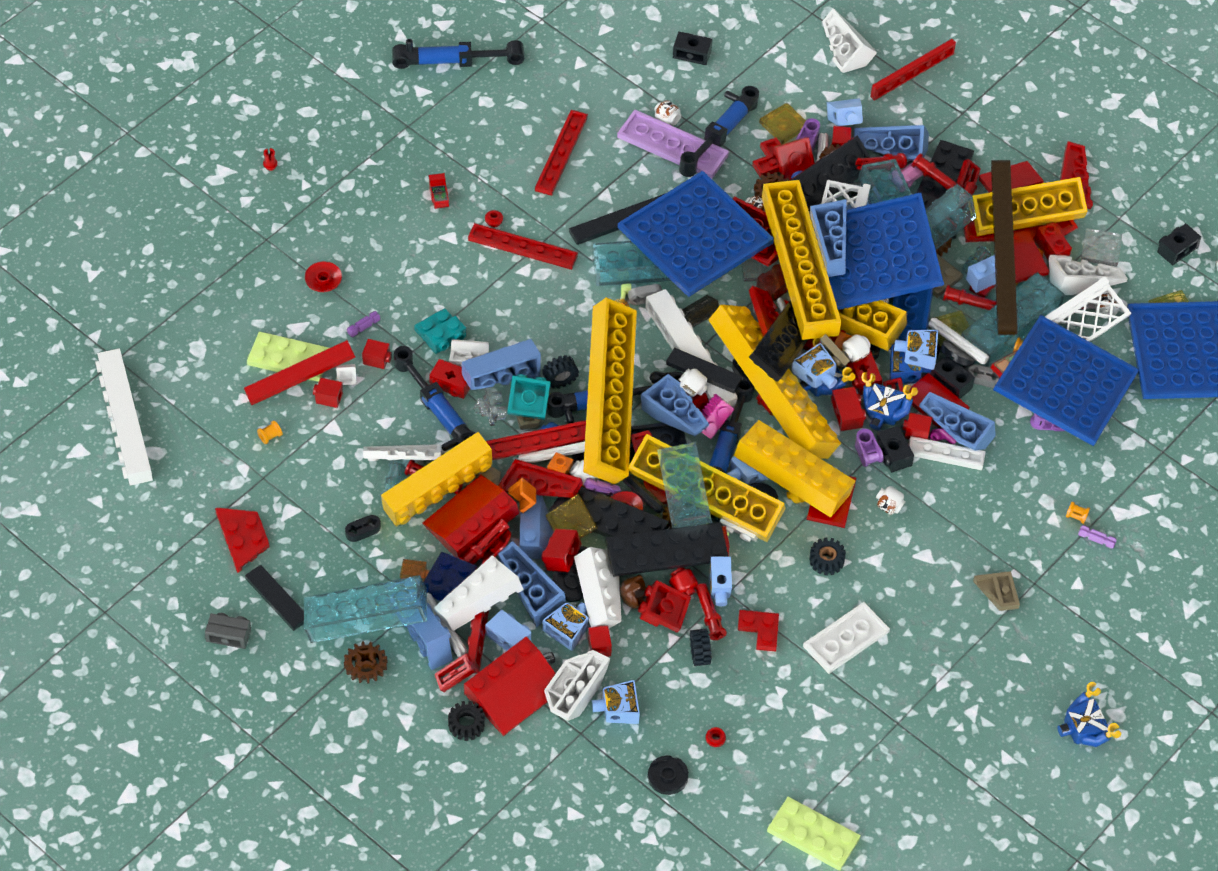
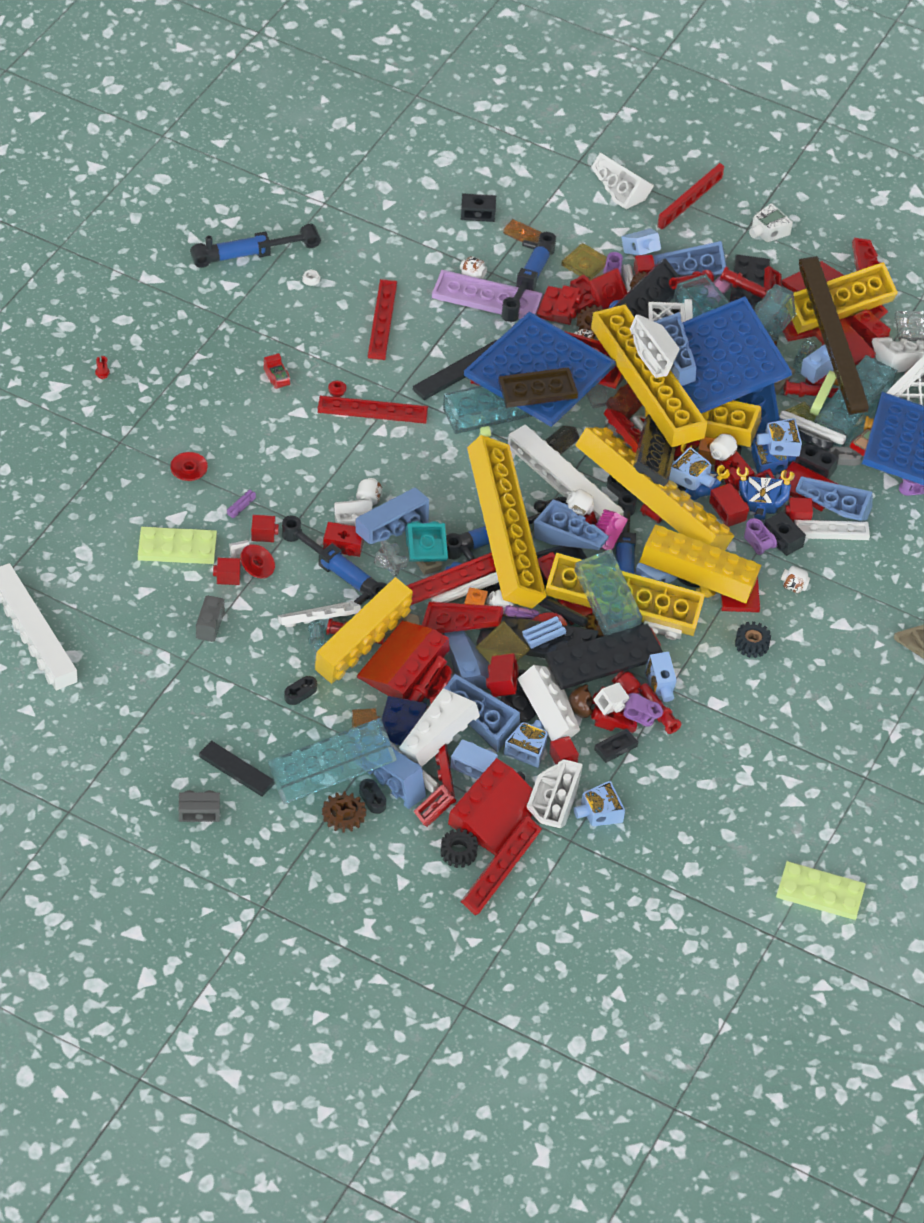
camera: 15 degrees left, 5 degrees down
(242, 534) = (184, 716): red wing -> none
(269, 432) = (181, 617): light orange bush -> none
(296, 438) = (210, 618): none -> dark grey brick
(299, 372) = (194, 557): red tile -> none
(364, 382) = (257, 561): none -> red dish
(403, 649) = (376, 794): none -> black beam
(440, 330) = (318, 497): teal plate -> none
(491, 332) = (369, 489): none -> white head
(502, 746) = (501, 865): none -> red plate
(503, 97) = (311, 277): none -> white plate
(524, 493) = (452, 630): orange panel -> none
(560, 371) = (449, 512): black bush -> none
(614, 510) = (543, 630): none -> light blue tile
(638, 295) = (501, 433): light grey beam -> none
(654, 643) = (616, 745): none -> black plate
(659, 595) = (611, 699): none -> white brick
(667, 775) = (666, 863): black tile -> none
(684, 254) = (537, 387): none -> dark brown plate
(687, 611) = (639, 710): none -> medium lavender piece
(700, 647) = (662, 740): black bush -> none
(715, 374) = (600, 493): black tile -> none
(715, 732) = (701, 816): red plate -> none
(729, 80) = (521, 231): none -> clear orange plate
(742, 165) = (560, 304): none -> red plate
(762, 623) = (712, 710): red plate -> none
(809, 231) = (654, 345): none -> white wedge
(835, 353) = (705, 452): dark tan wing -> none
(846, 637) = (793, 709): white tile -> none
(940, 434) = (822, 513): magenta arm -> none
(980, 306) = (823, 393): none -> yellowish green beam
(985, 113) = (770, 224): none -> white torso

